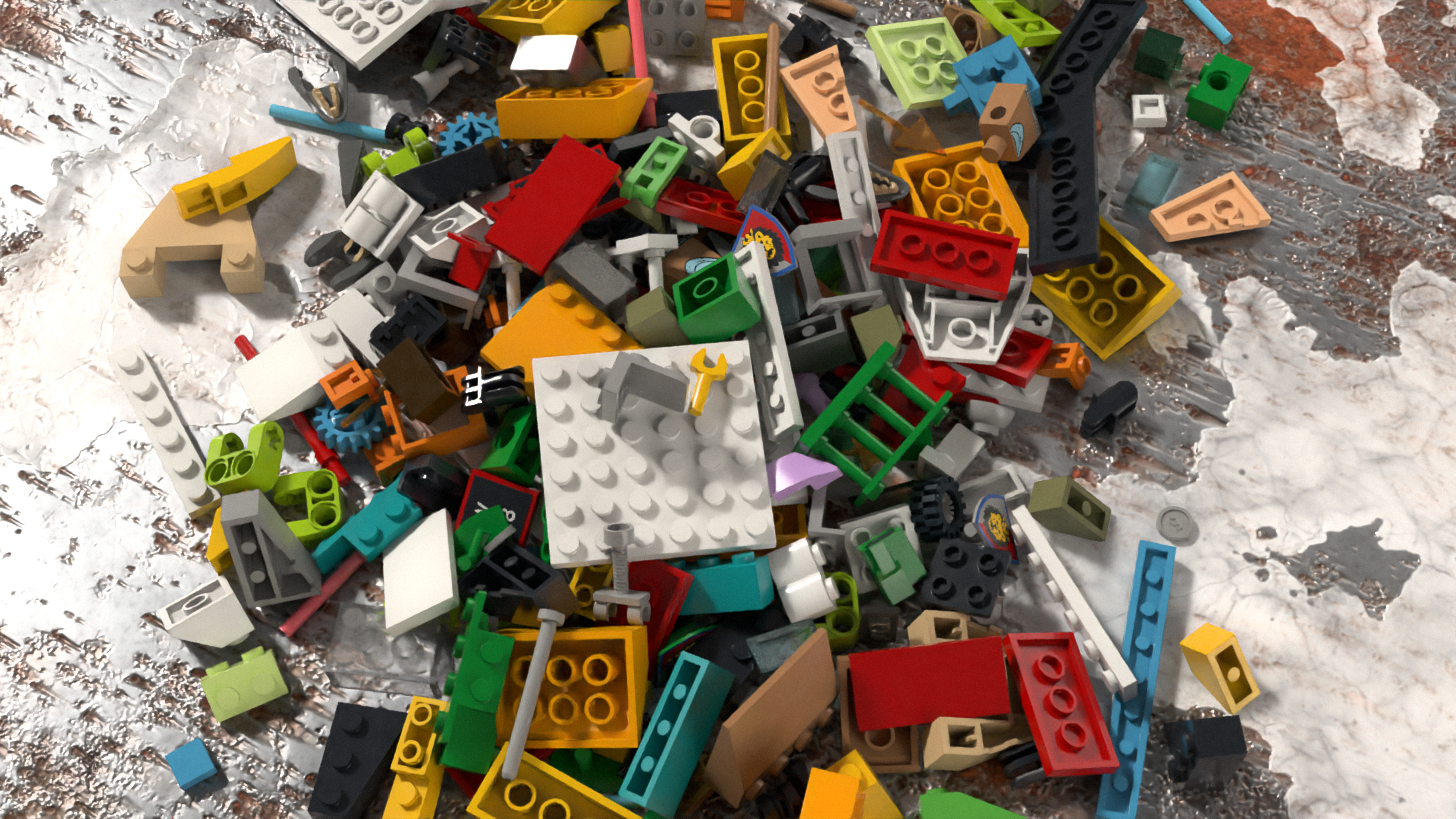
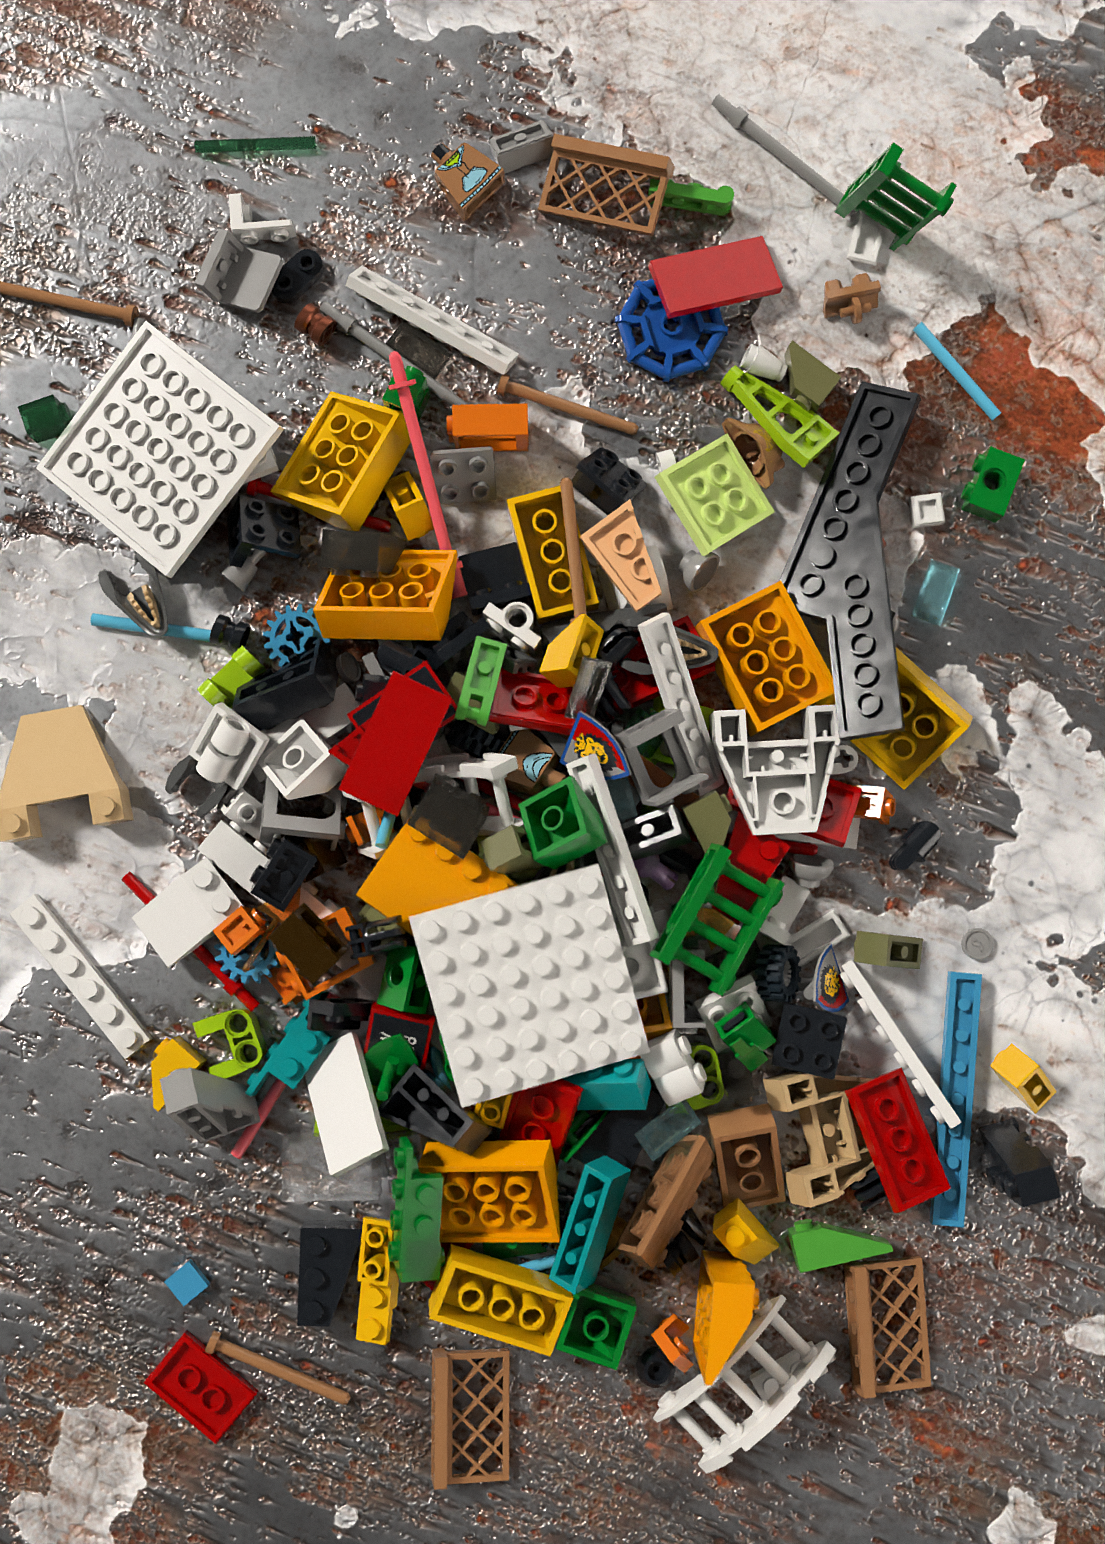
camera: 15 degrees left, 25 degrees up
(208, 616) = (165, 1156): white slope -> none
(234, 468) = (154, 1023): lime piece -> none
(241, 182) = (93, 708): yellow slope -> none
(243, 684) = (212, 1208): yellowish green bracket -> none
(351, 168) = (186, 680): dark grey slope -> none
(470, 261) = (325, 796): red bracket -> none
(499, 539) = (408, 1067): light grey piece -> none
(550, 620) = (470, 1159): light grey bar -> none
(606, 598) = (518, 1084): light grey bar -> none
(640, 377) = (493, 954): light grey bracket -> none
(705, 379) = (567, 918): yellow bar -> none
(797, 471) = (657, 979): lavender slope -> none
(916, 137) = (717, 591): clear orange piece -> none
(929, 682) = (790, 1145): red tile -> none
(945, 255) = (761, 730): red plate -> none
(982, 71) = (778, 537): dark azure hinge -> none
(1008, 123) = (803, 576): medium nougat torso -> none
(1159, 54) = (934, 447): clear green brick -> none
(1210, 210) = (992, 619): light nougat wing -> none

